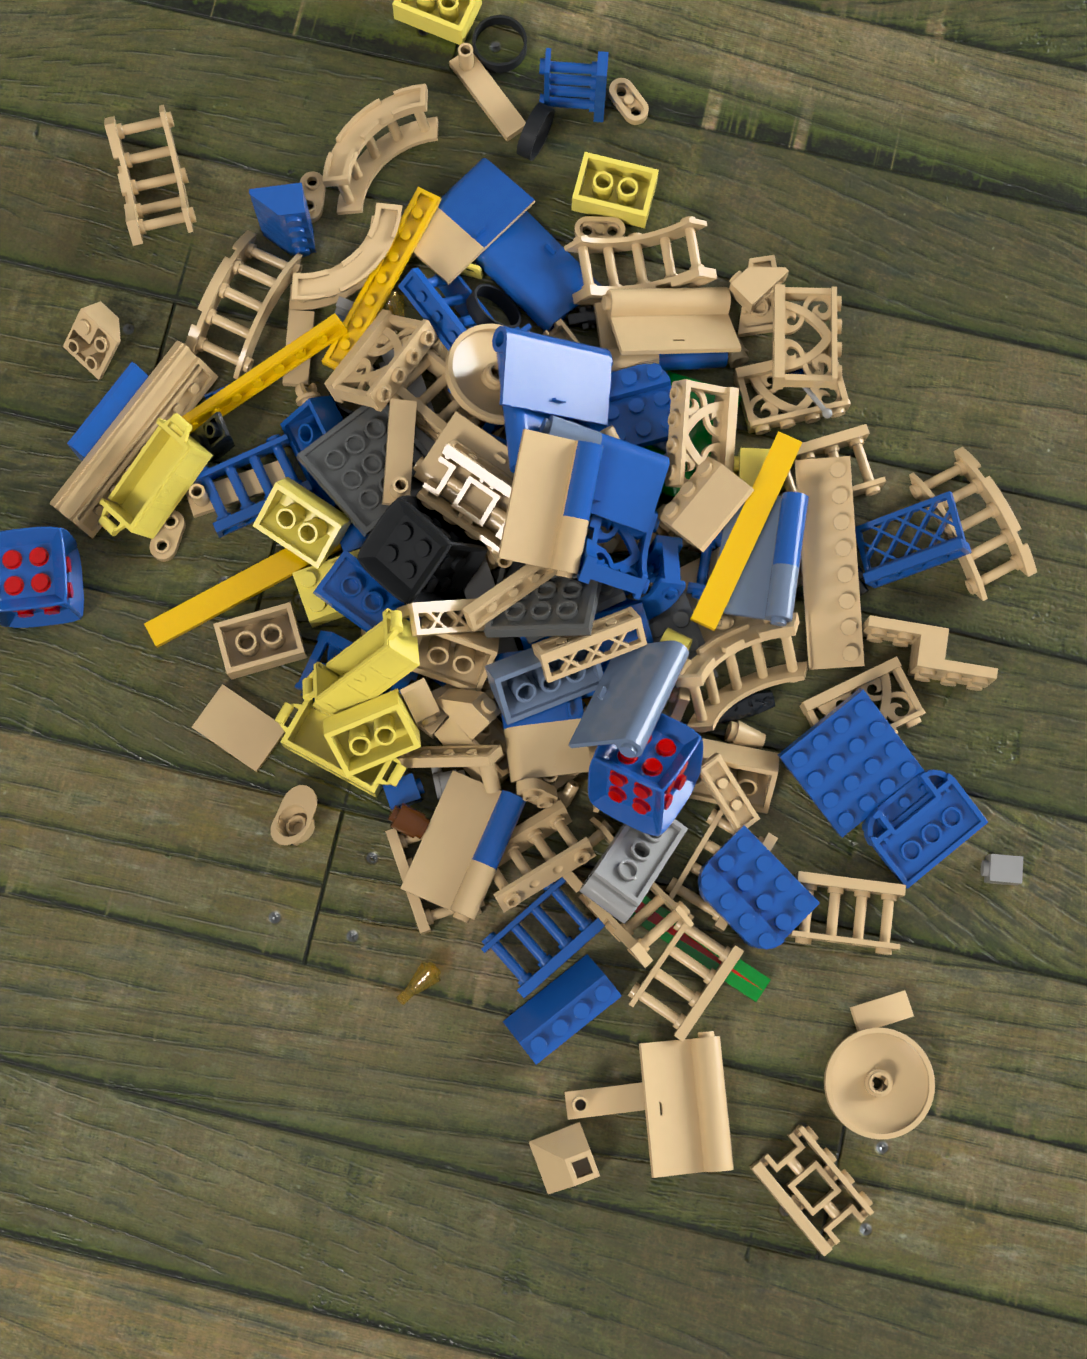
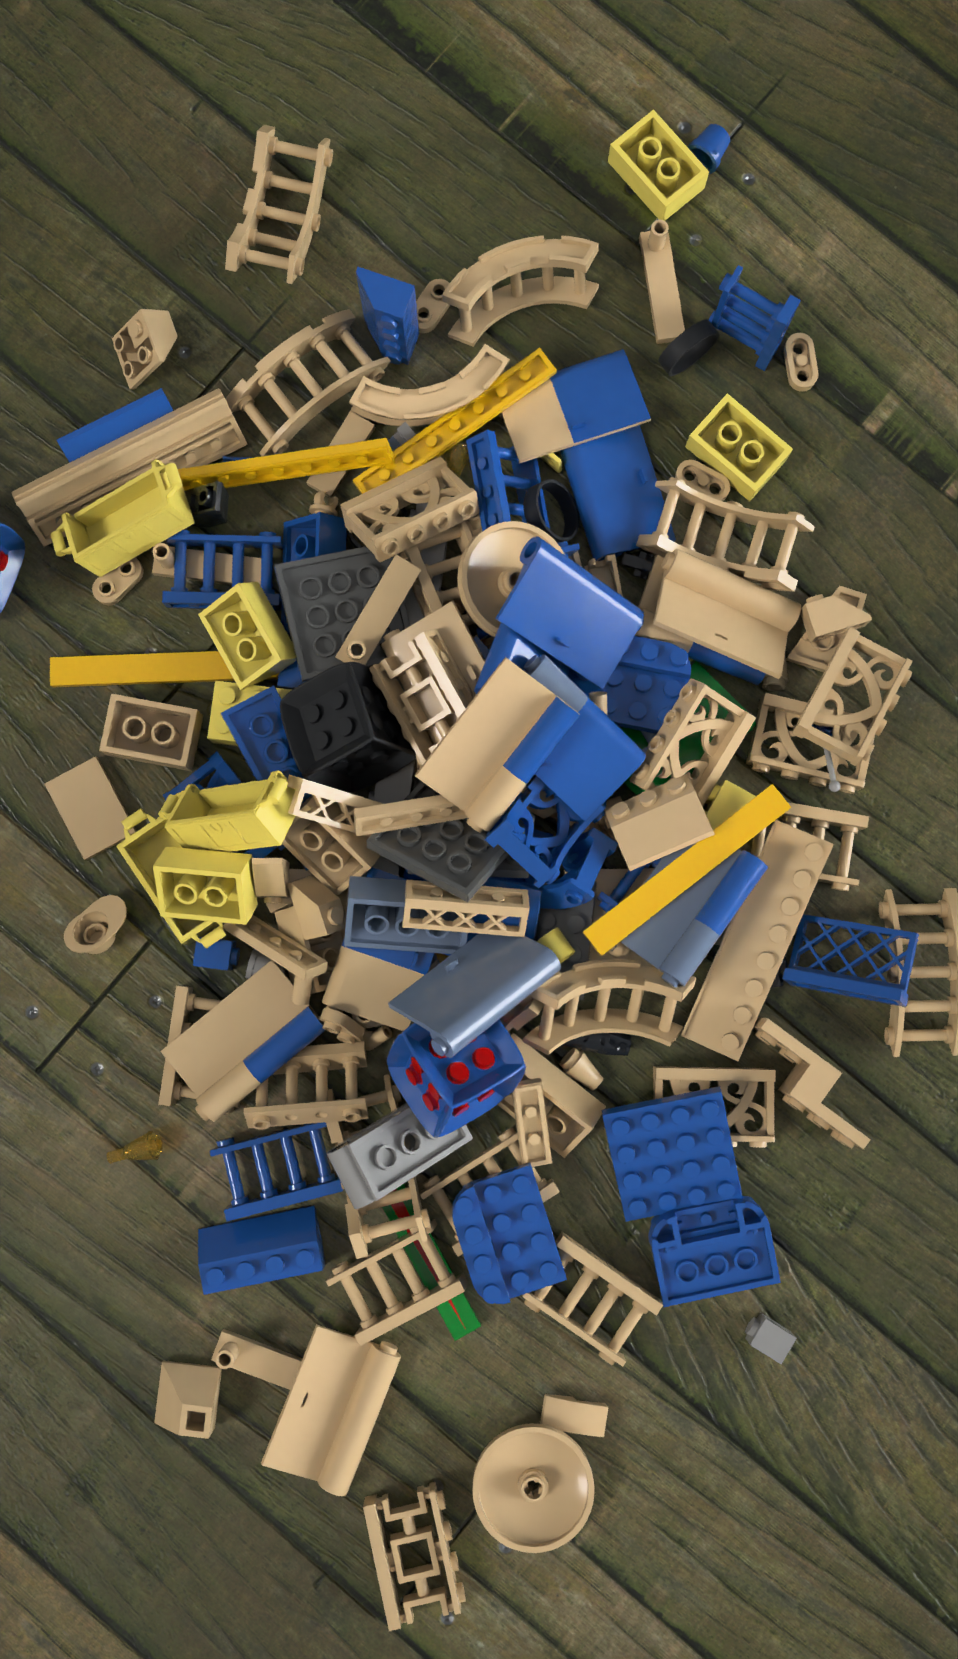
camera: 30 degrees right, 5 degrees up
(408, 821) = (203, 988): reddish brown brick -> none
(500, 20) = (705, 211): black tyre -> none

